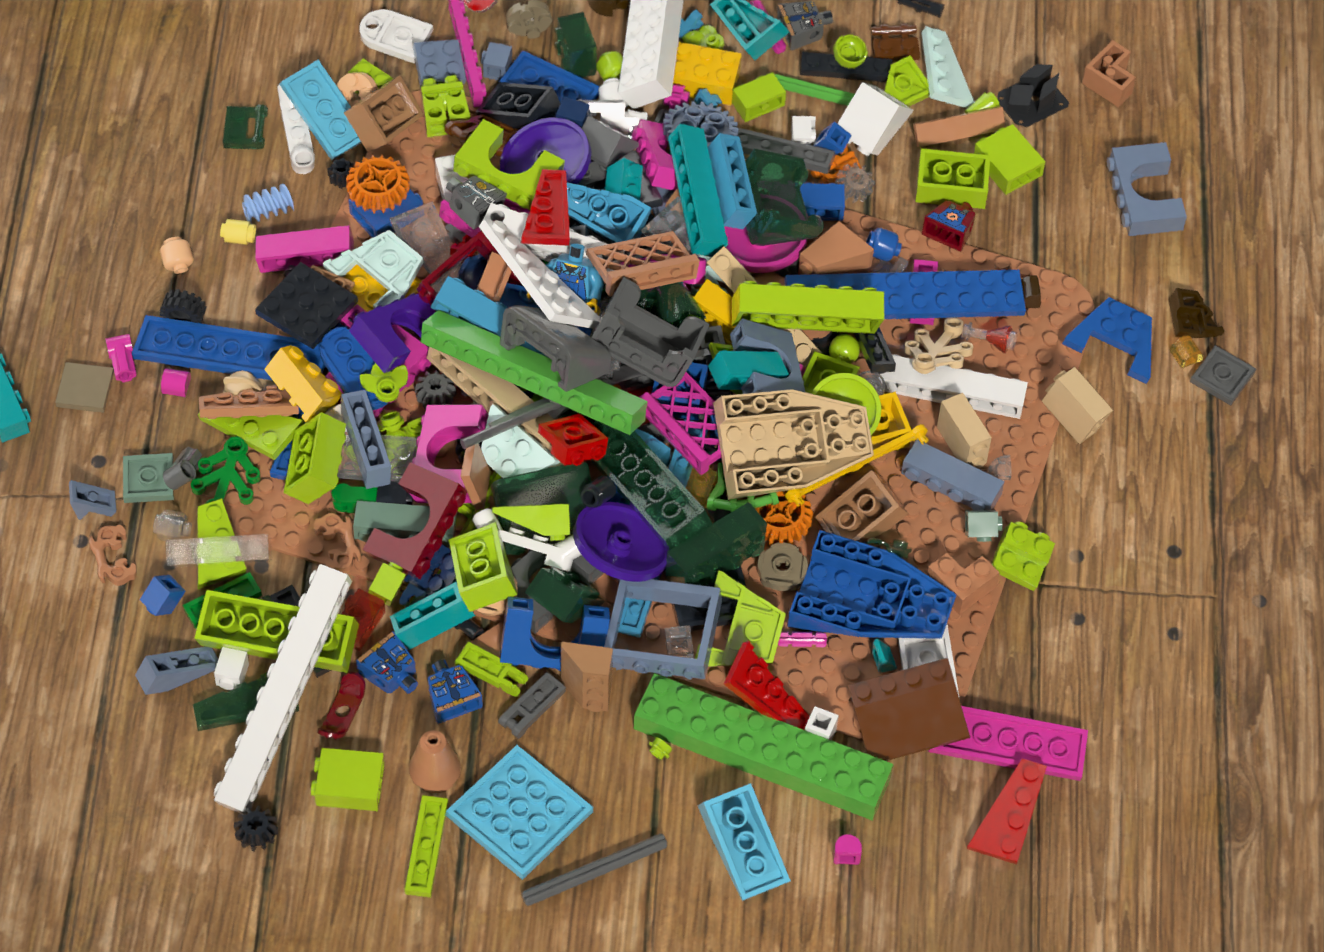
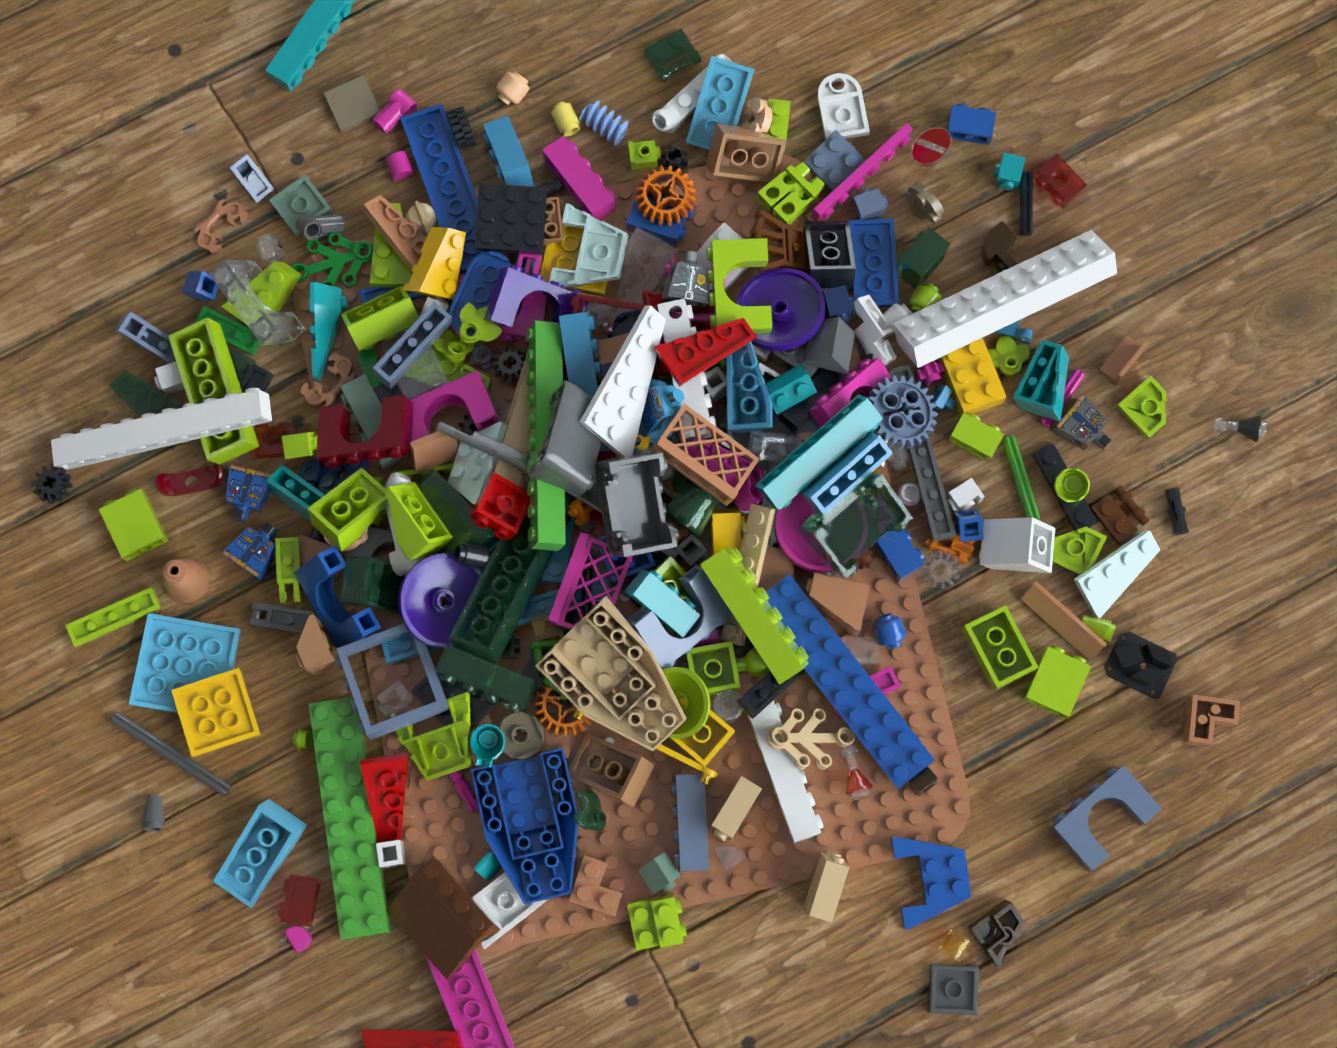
camera: 60 degrees right, 20 degrees up
(235, 287) = (507, 152): none -> dark azure wedge
(272, 504) = (326, 306): none -> teal wedge
(319, 194) = (643, 161): none -> lime brick
(408, 403) = (476, 357): none -> dark grey plate
(585, 802) = (215, 712): none -> yellow plate
(644, 913) = (153, 814): none -> dark grey cone
(775, 585) = (487, 744): none -> teal piece
(812, 830) = (299, 900): none -> clear red brick
(950, 224) = (952, 674): dark red torso -> none

